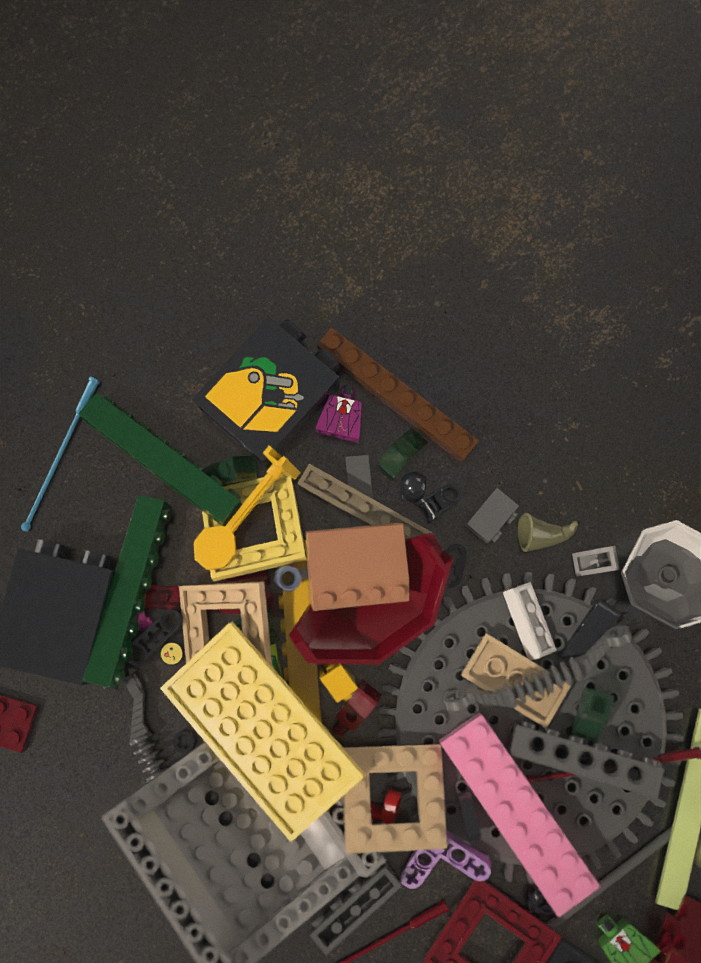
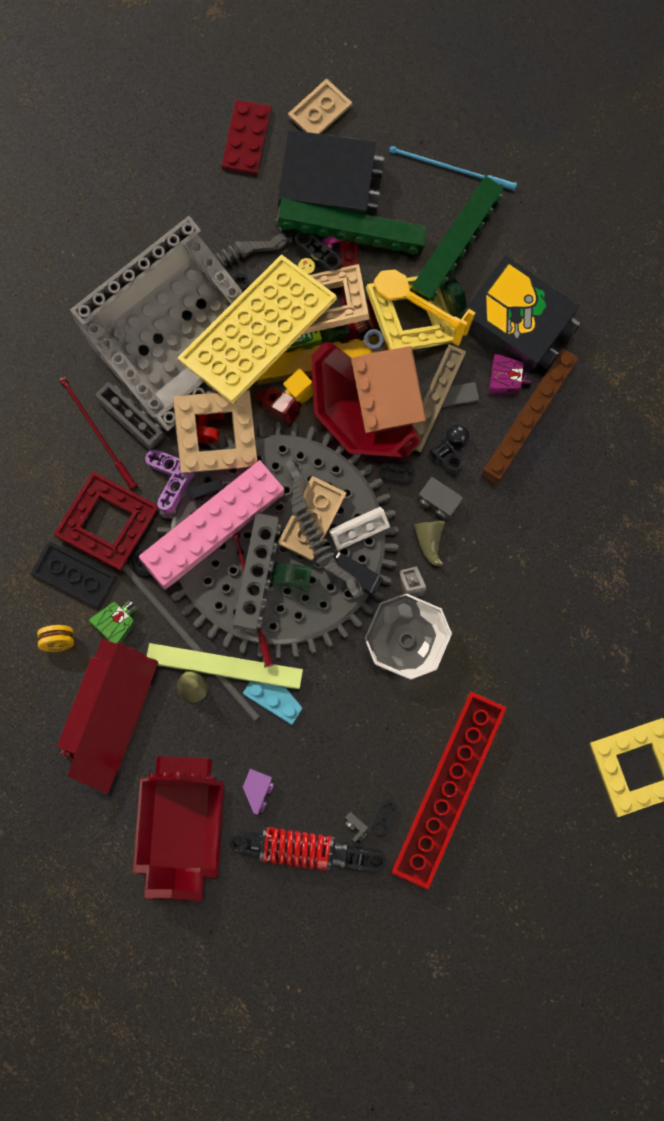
camera: 75 degrees right, 5 degrees down
(402, 452) = (484, 425): clear green slope -> none

